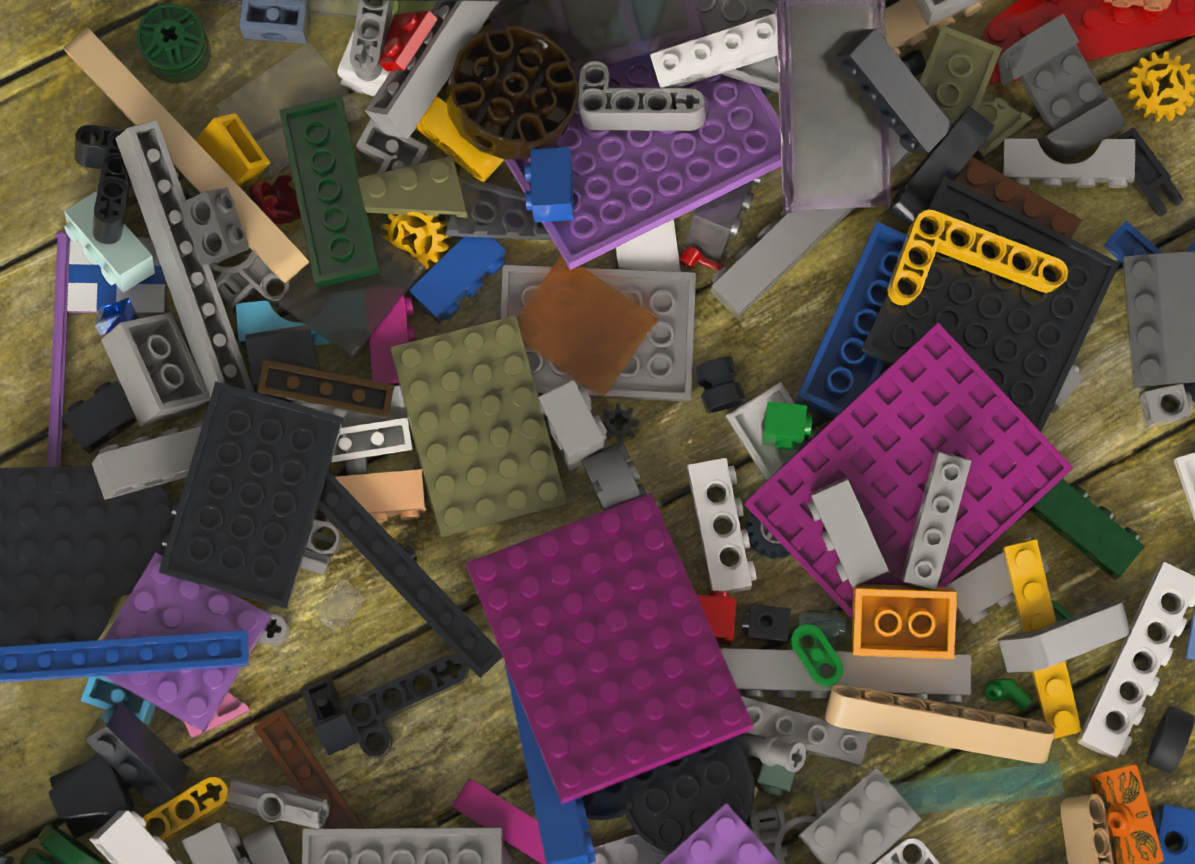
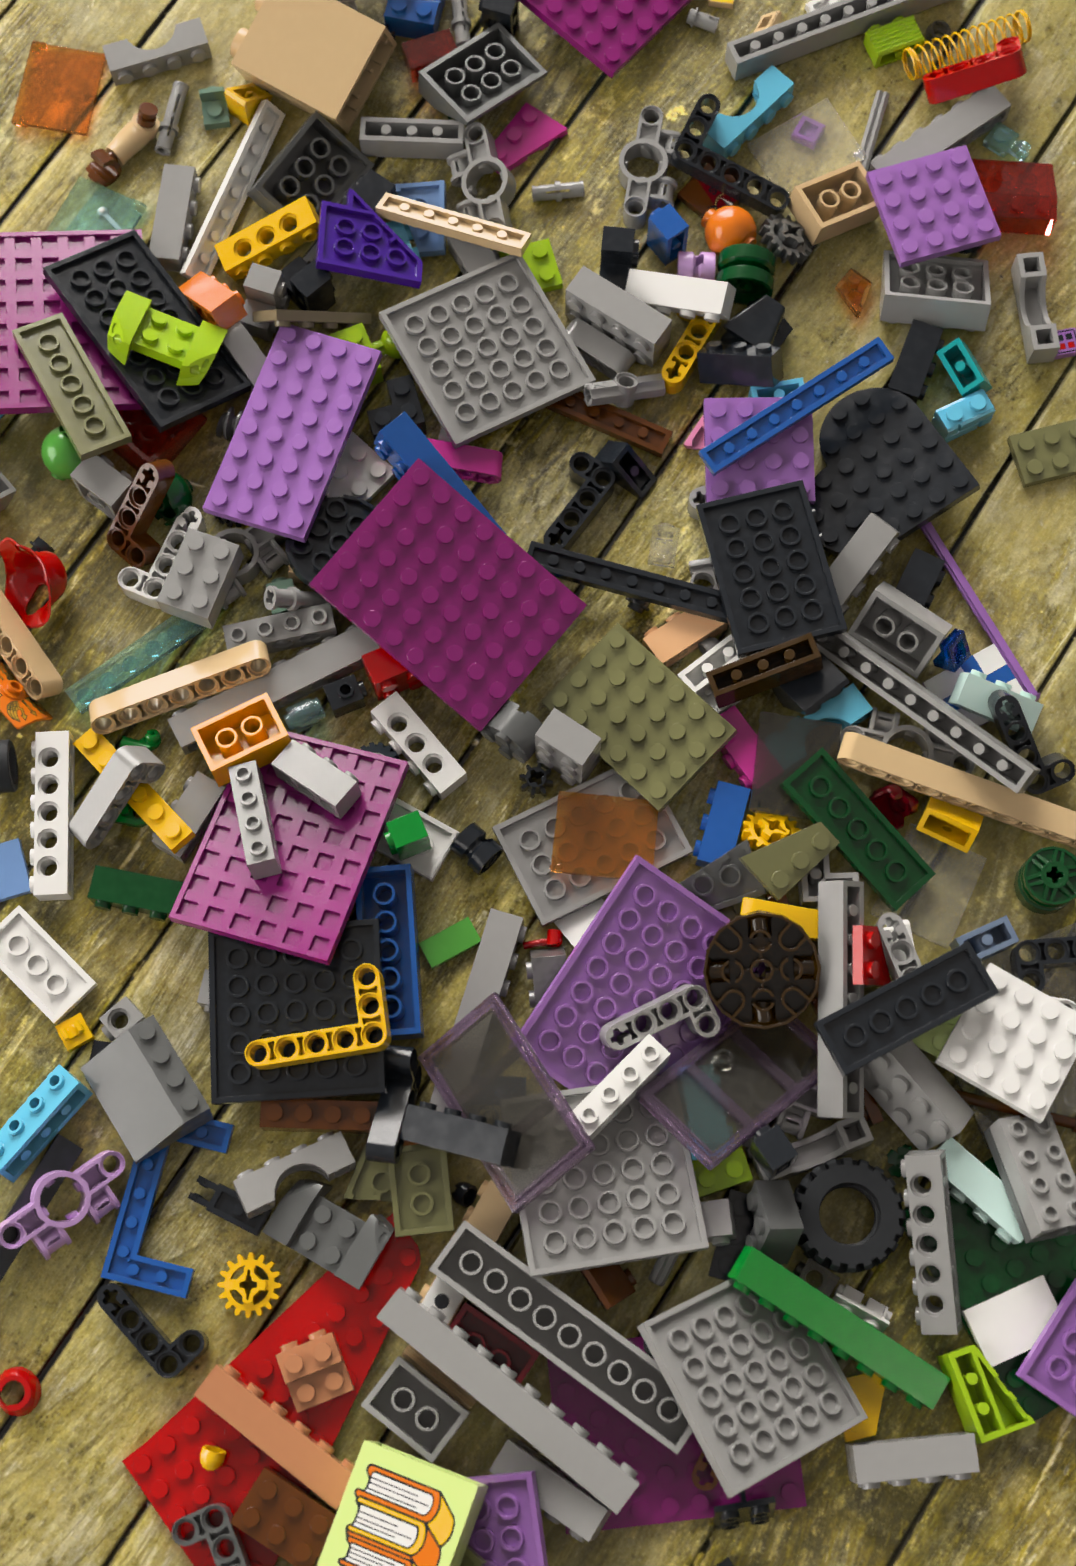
camera: 150 degrees right, 5 degrees down
(214, 226) = (922, 741): dark grey brick -> none
(550, 184) = (688, 911): blue brick -> none
(796, 309) = (450, 943): none -> bright green tile
(817, 655) = (295, 683): green plate -> none

